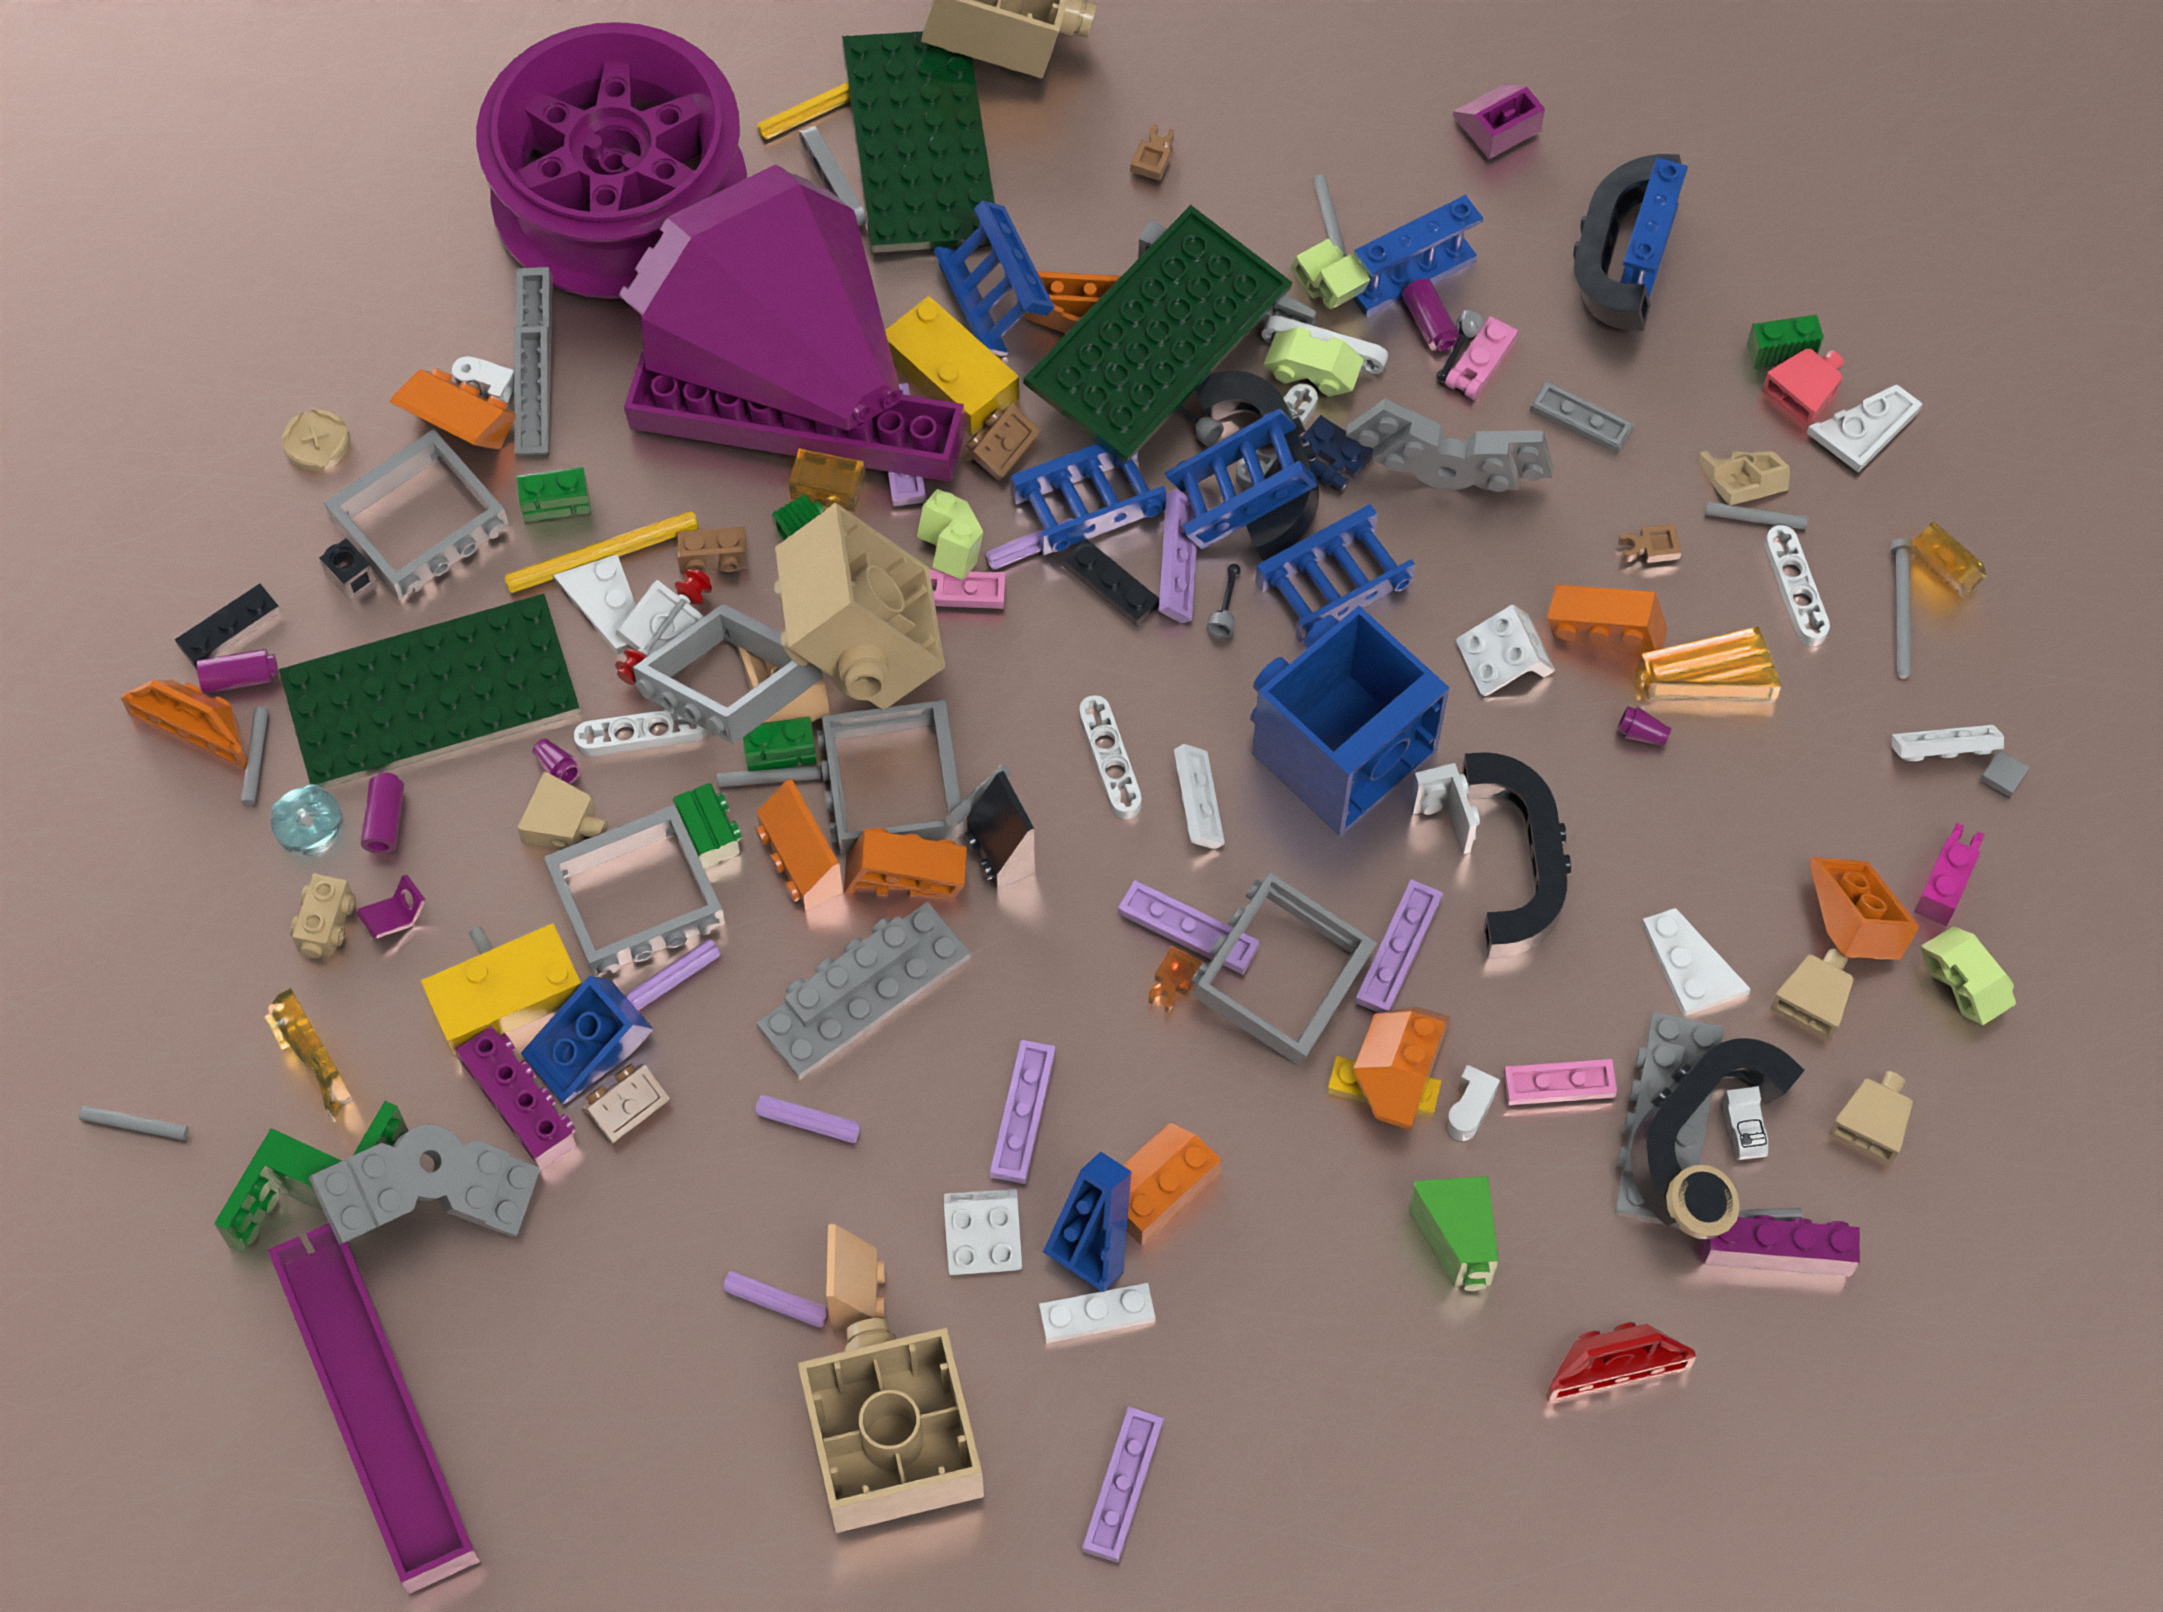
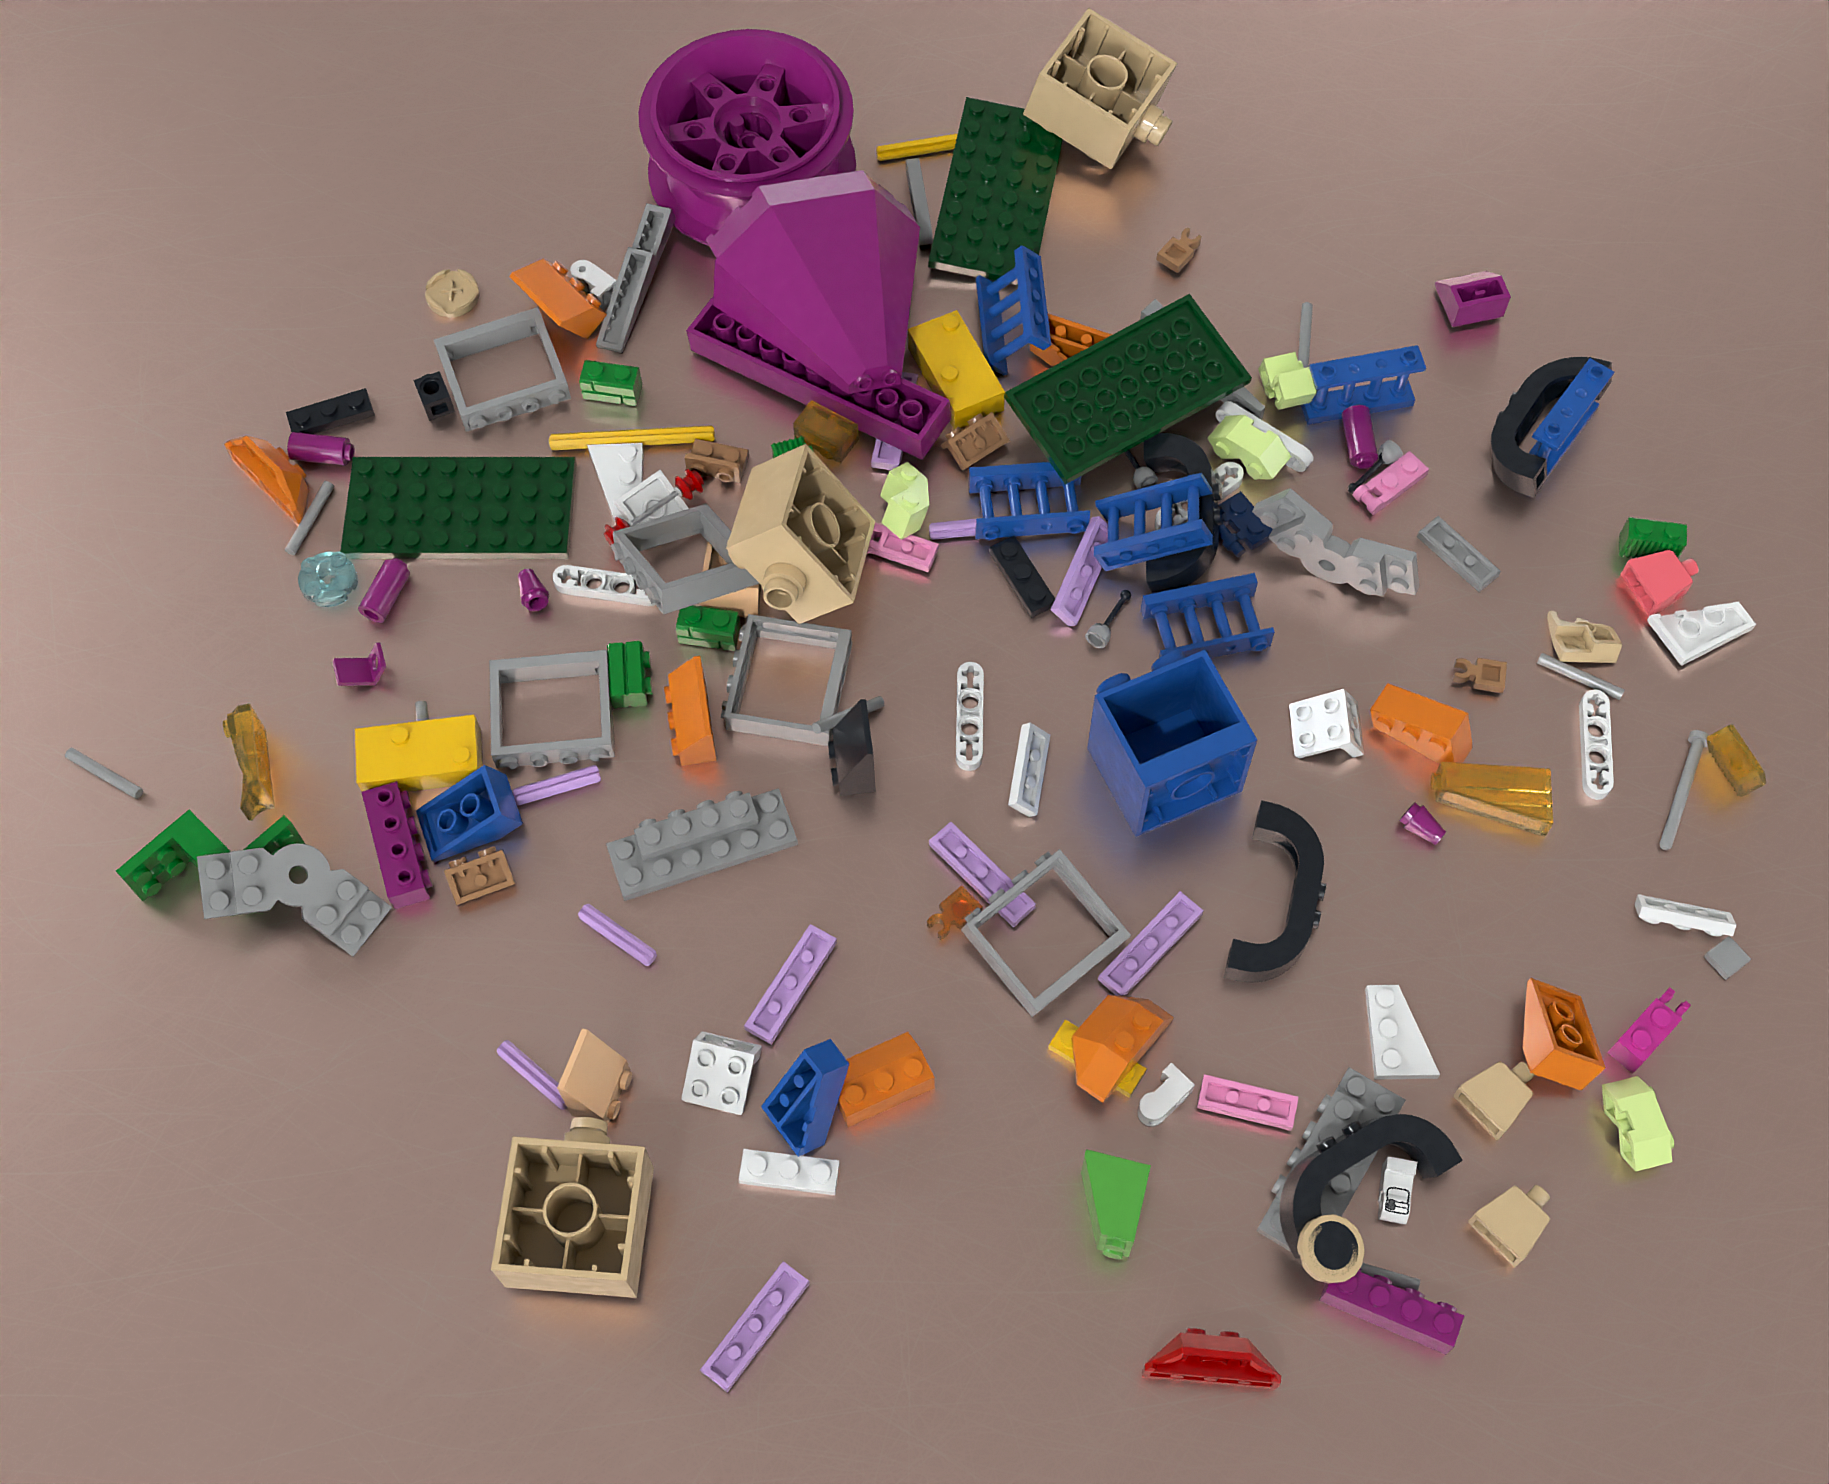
camera: 20 degrees right, 0 degrees up
(322, 916) = (307, 656): tan brick -> none
(374, 1409) = (184, 1063): magenta piece -> none
(559, 815) = (516, 632): tan torso -> none
(769, 776) = (692, 650): light grey bar -> none
(905, 863) = (771, 752): orange wedge -> none
(1446, 788) = (1231, 823): white bracket -> none

